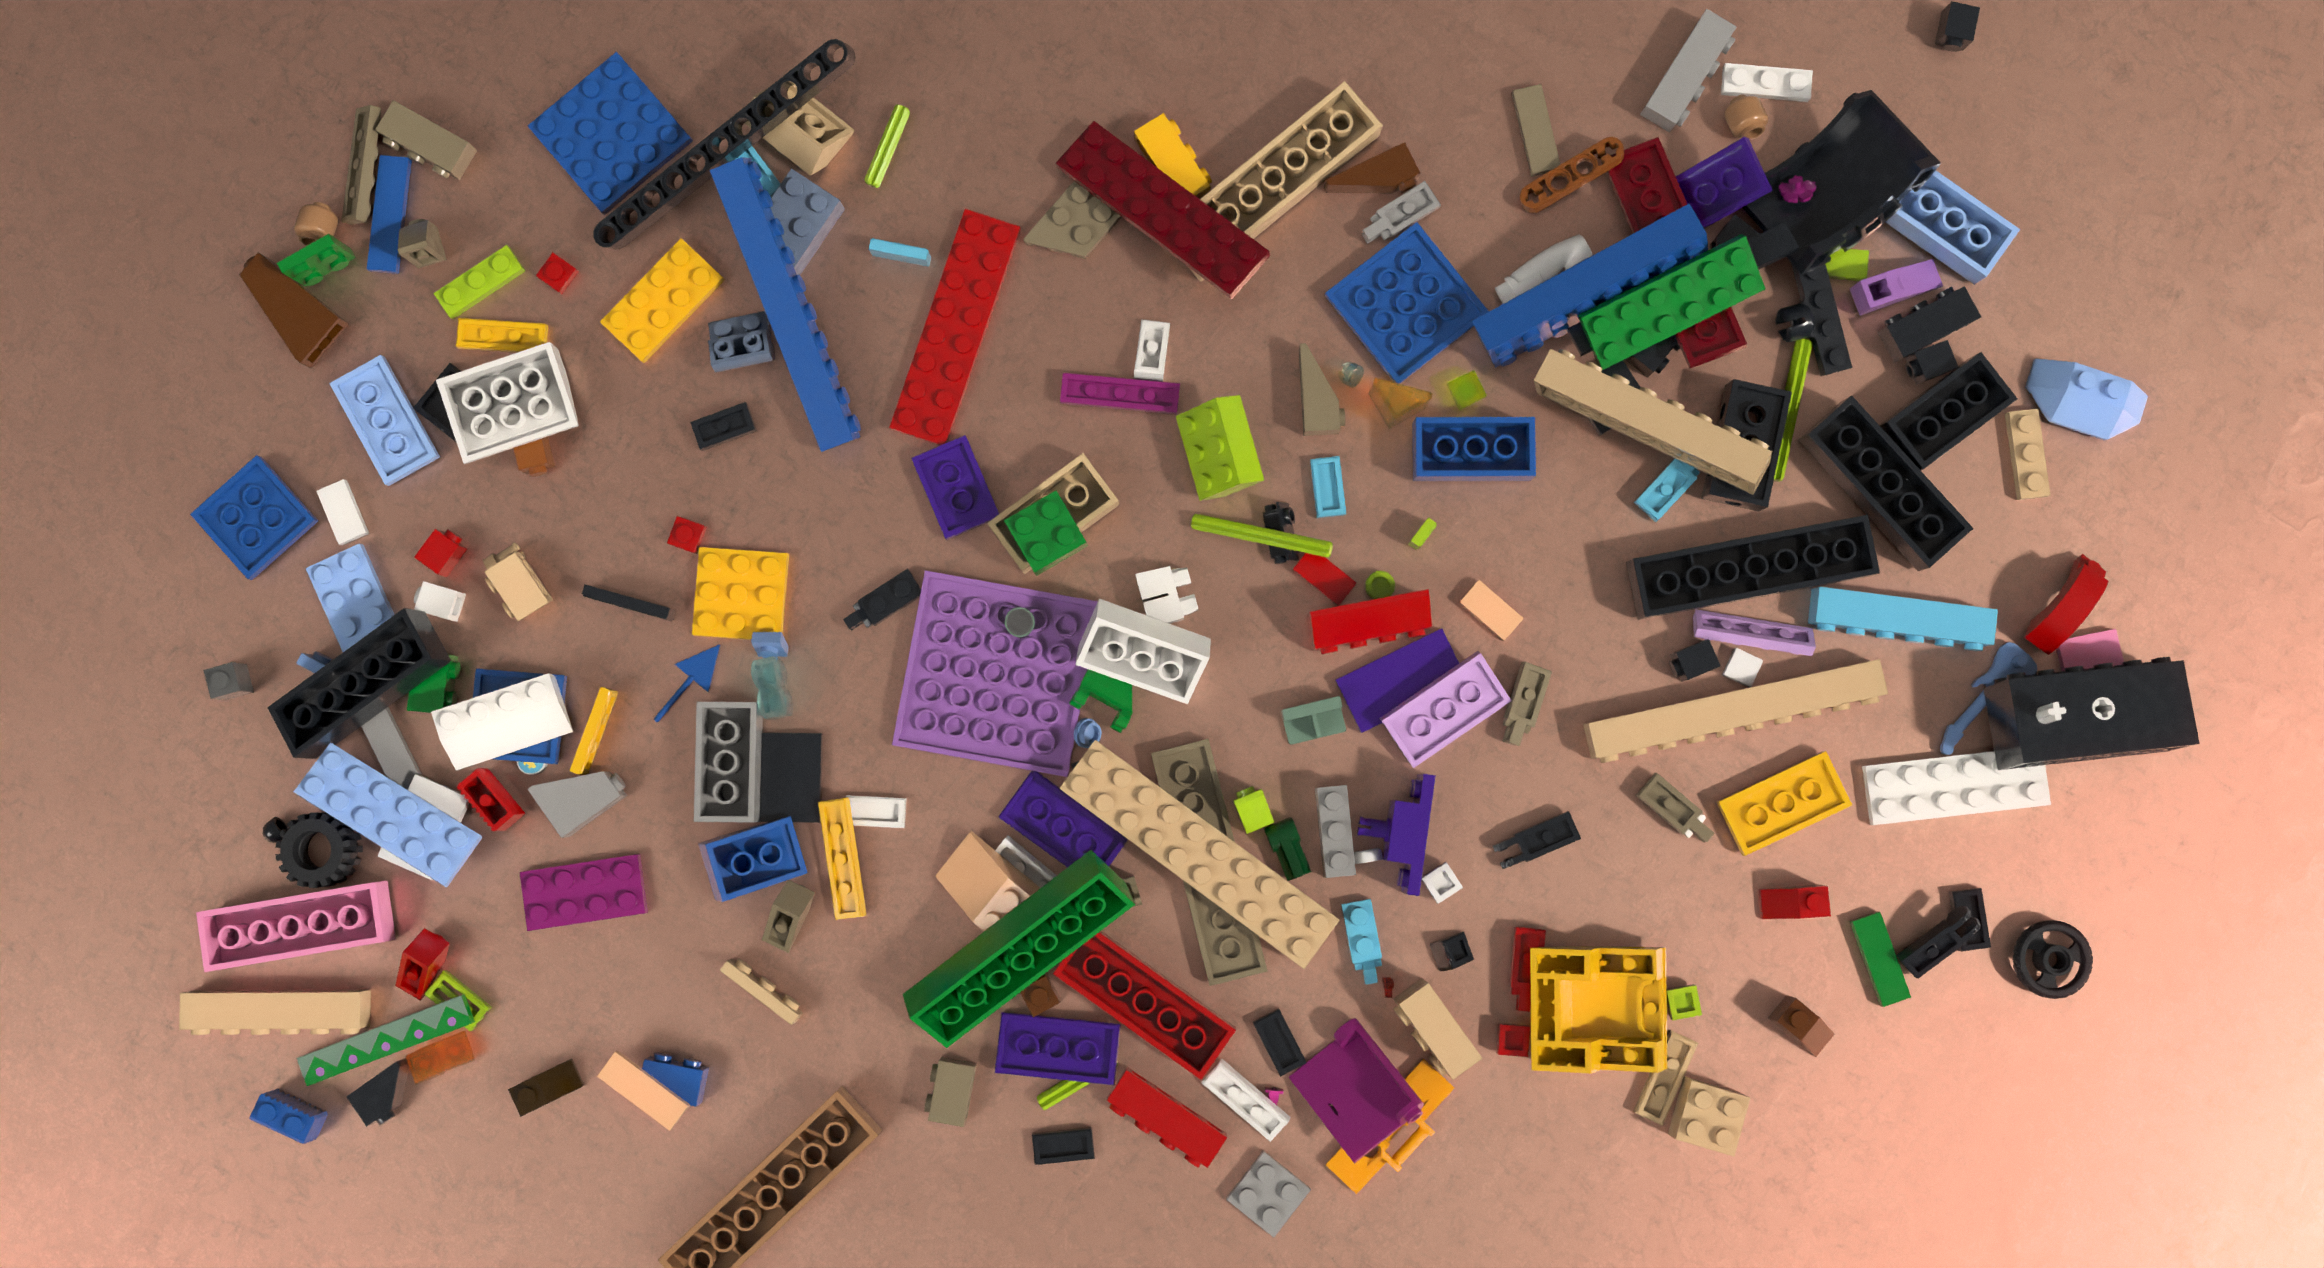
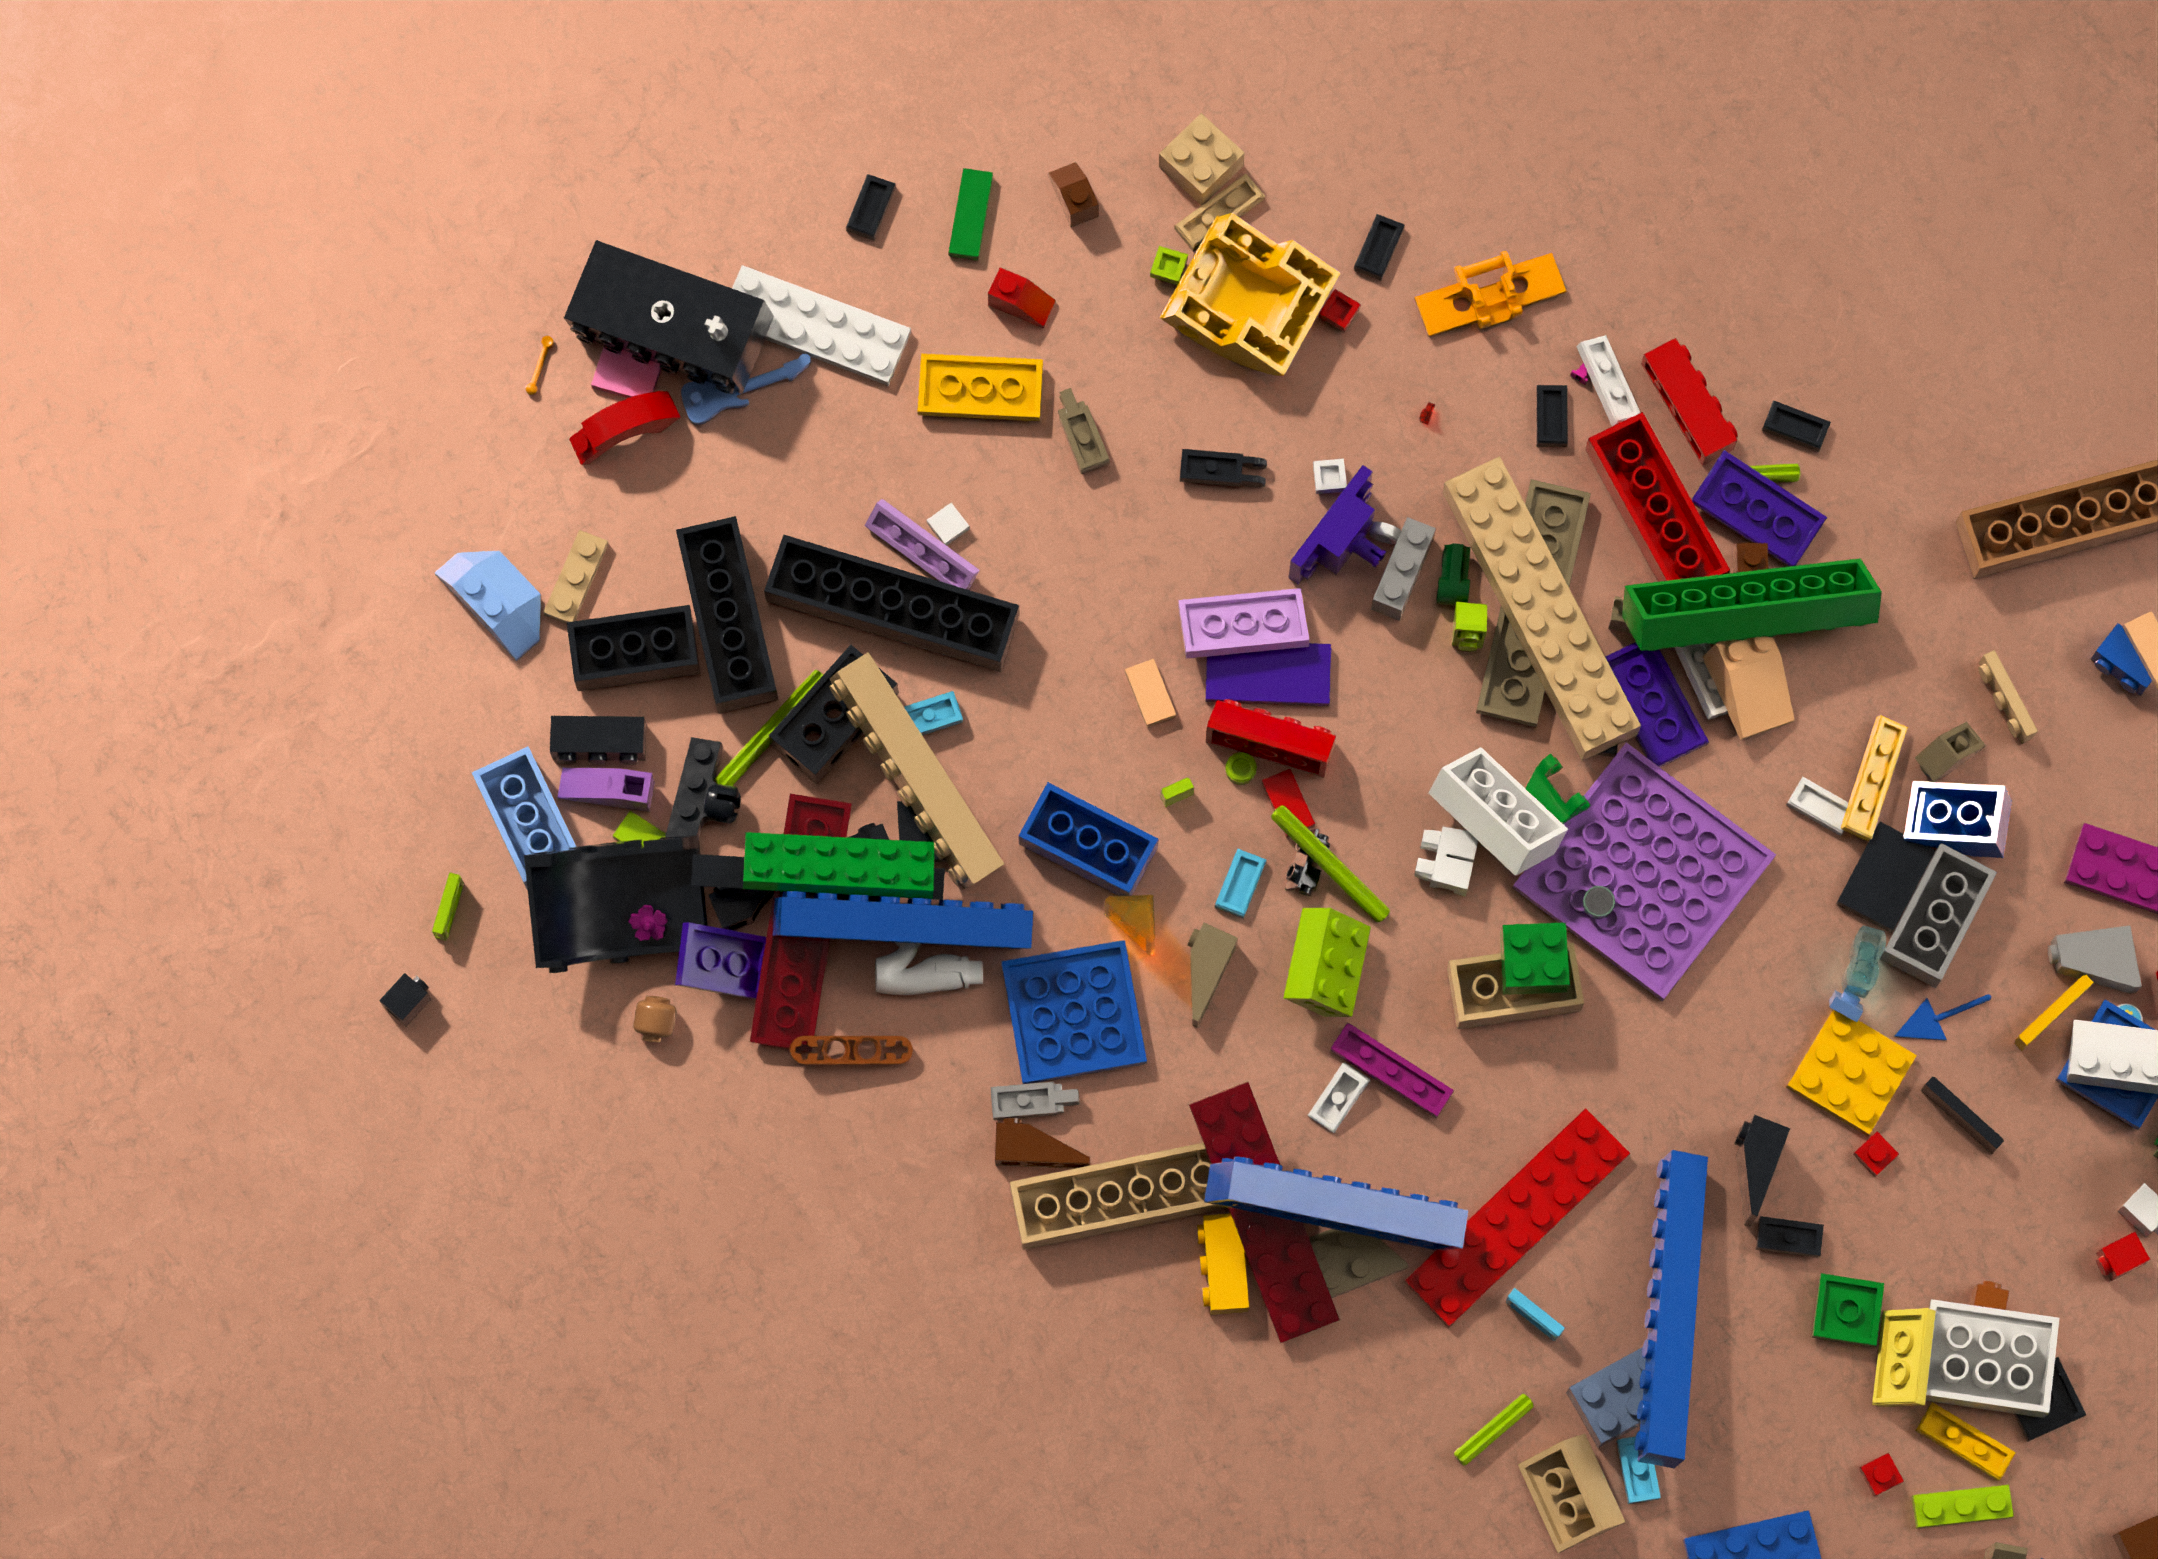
camera: 155 degrees left, 10 degrees down
(384, 420) = (2119, 1415): light blue plate -> none
(515, 582) = (2063, 1188): tan hinge -> none
(579, 370) = (1904, 1357): none -> light yellow tile
(647, 390) = (1848, 1310): none -> green plate
(662, 300) = (1790, 1393): yellow plate -> none
(737, 145) = (1644, 1501): black beam -> none
(740, 342) = (1733, 1307): sand blue brick -> none
(777, 474) = (1757, 1158): none -> black slope
(884, 601) = (1716, 993): black hinge -> none
(951, 1091) = (1874, 521): dark tan brick -> none
(955, 487) = (1594, 1063): dark purple plate -> none
(1086, 732) = (1586, 773): medium blue plate -> none
(1104, 232) = (1335, 1204): none -> brick
(1268, 1193) = (1630, 293): light grey plate -> none
(1313, 720) = (1368, 679): sand green panel -> none
(1351, 374) = (1162, 974): clear light blue hinge -> none
(1362, 938) = (1427, 466): medium azure hinge -> none
(1362, 1086) = (1506, 335): magenta door -> none
(1436, 1029) = (1406, 350): tan brick -> none
(1451, 952) = (1352, 413): black slope -> none
(1466, 390) = (1062, 902): clear neon green plate -> none
(1509, 1119) = (1379, 247): none -> black tile
(1521, 965) = (1282, 387): red hinge -> none
(1526, 702) = (1164, 594): dark tan hinge -> none
(1536, 129) = (857, 1114): dark tan tile -> none
(1689, 70) = (683, 1091): light grey brick -> none
(1694, 660) = (991, 550): black brick -> none
(1736, 709) = (978, 489): tan brick -> none
(1766, 82) = (613, 1044): white plate -> none
(1903, 617) = (778, 491): medium azure brick -> none
(1930, 362) = (618, 700): black brick -> none
(1939, 942) = (912, 199): black hinge -> none
(1968, 119) = (448, 906): none -> lime tile
(2046, 984) = (827, 160): black wheel -> none
(2173, 648) = (547, 343): none -> light orange hinge

